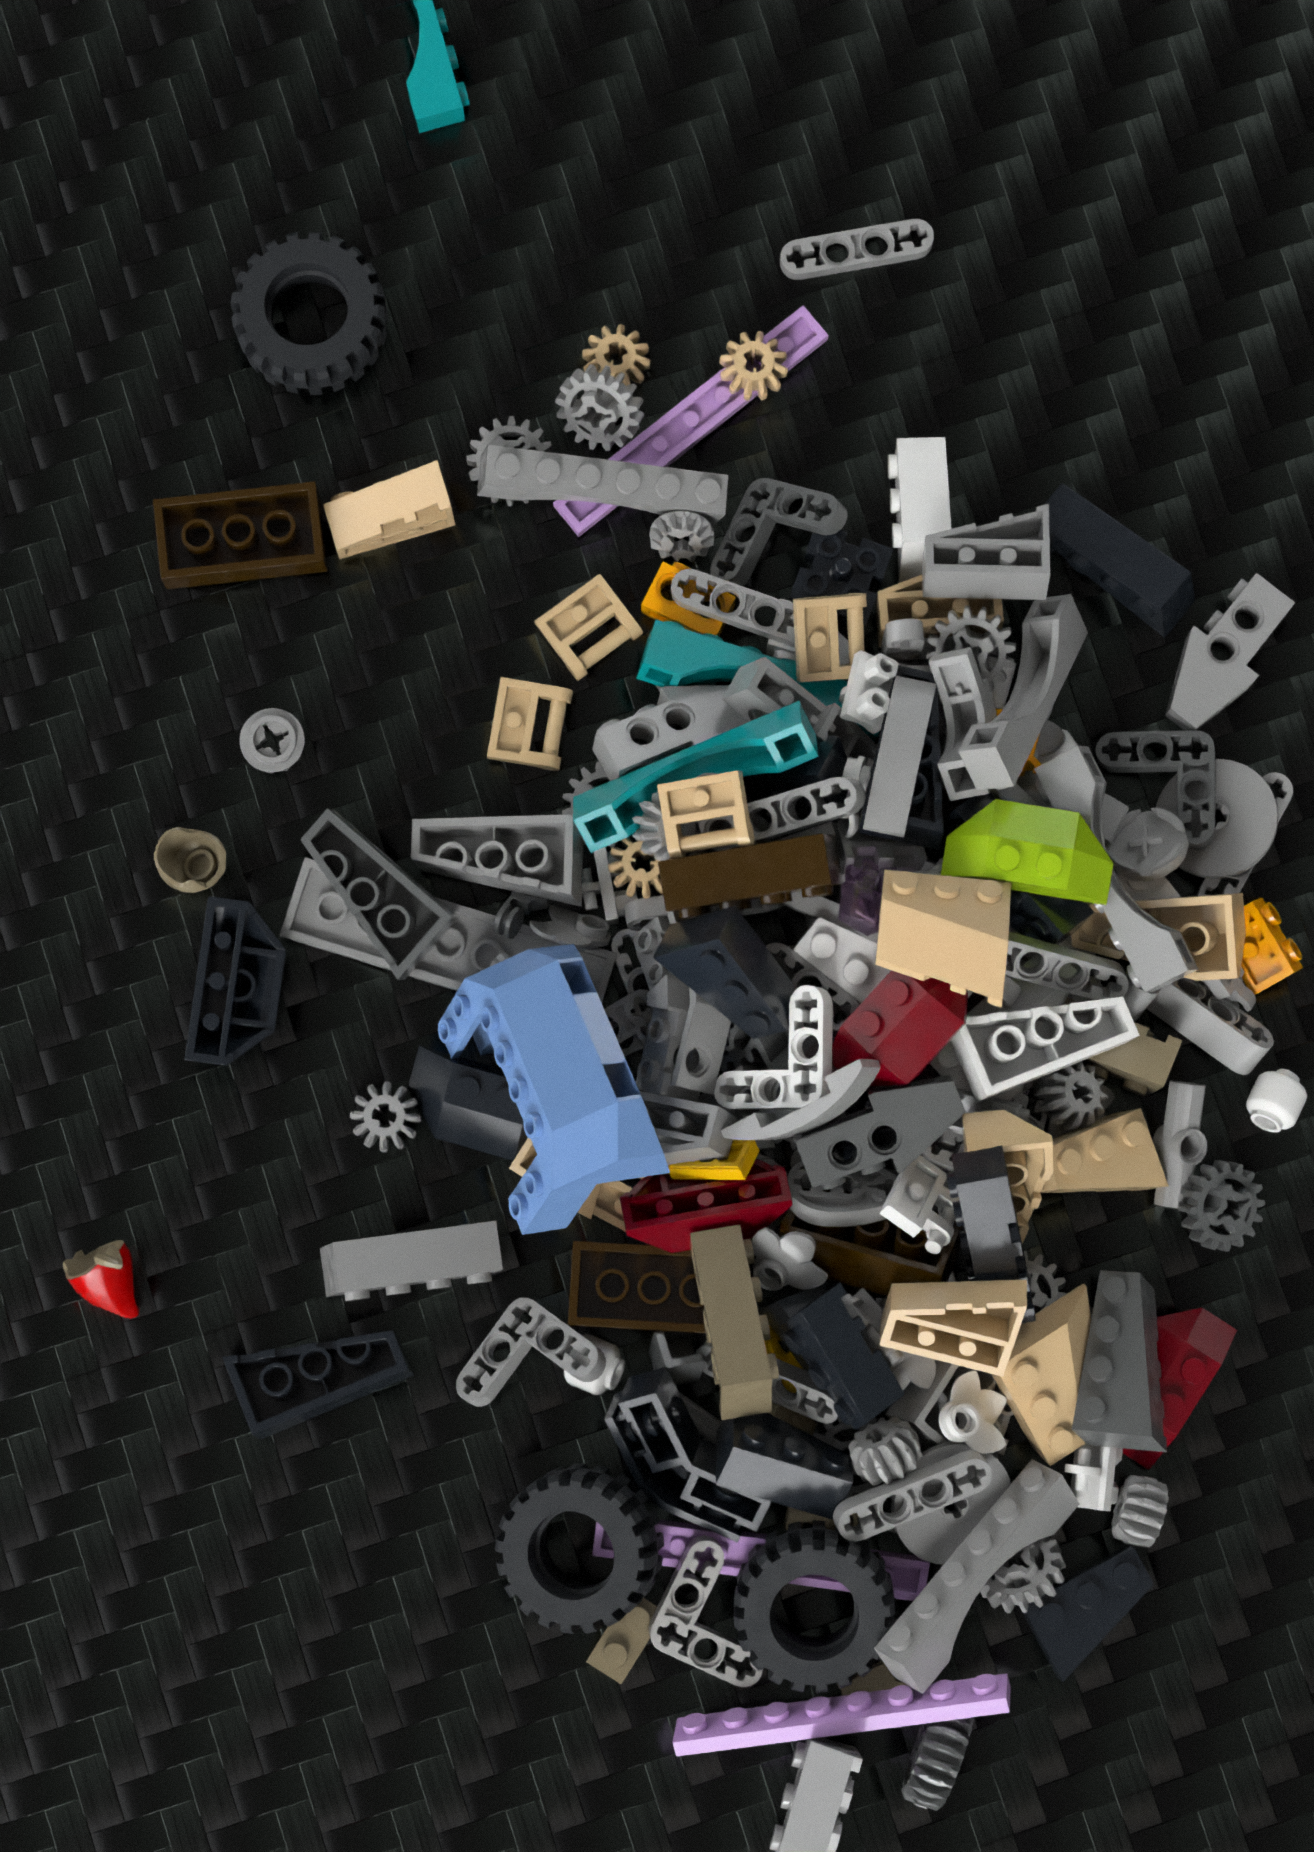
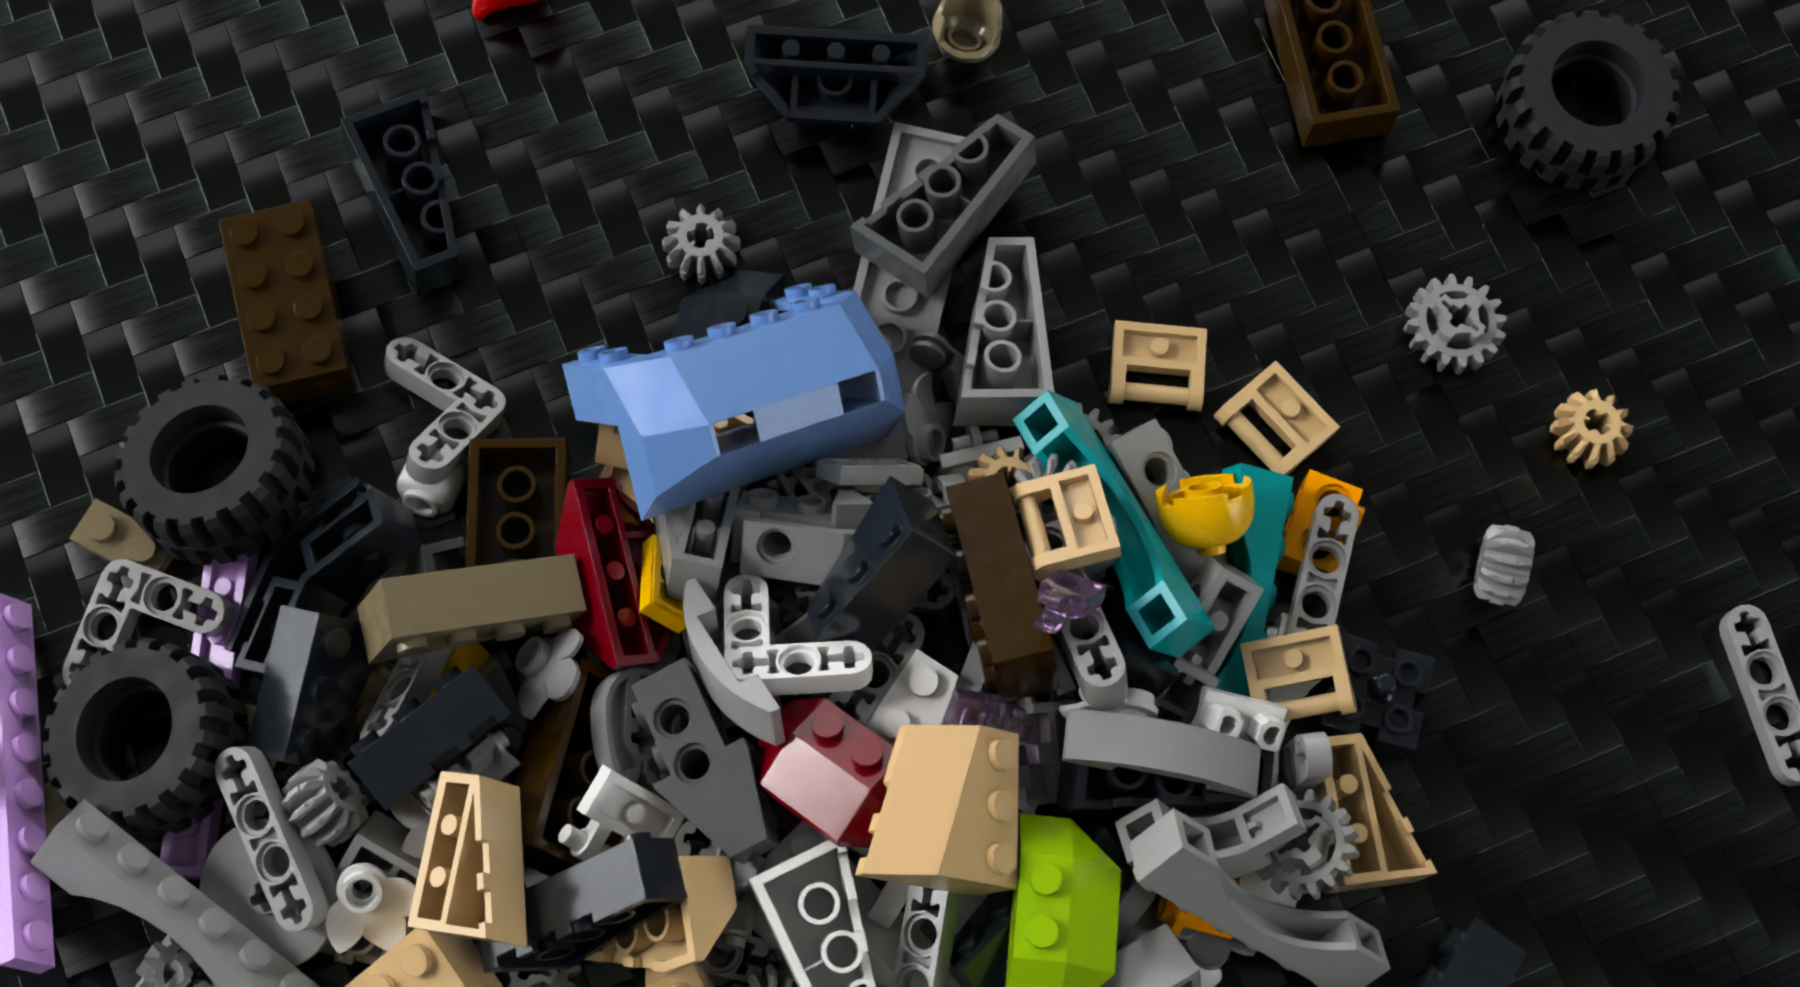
camera: 80 degrees right, 10 degrees down
(253, 736) = (1112, 87): light grey gear -> none
(390, 511) = (1379, 201): tan wedge -> none
(411, 1259) = (540, 274): light grey wedge -> none
(416, 1490) = (287, 302): none -> dark brown brick
(555, 476) = (1446, 473): light grey arch -> none
(599, 407) = (1532, 409): light grey gear -> none
(624, 979) = (868, 473): none -> white plate
(679, 525) = (1409, 503): light grey gear -> none
(686, 696) = (1207, 511): none -> yellow cylinder
(697, 416) = (1520, 503): lavender plate -> none
(735, 452) = (1504, 565): none -> light grey gear
(753, 381) = (1598, 559): tan gear -> none
(772, 511) = (1439, 601): dark grey beam -> none
(777, 818) = (1067, 597): none -> clear purple plate
(919, 498) = (1474, 783): white wedge -> none
(990, 560) = (1418, 858): light grey wedge -> none

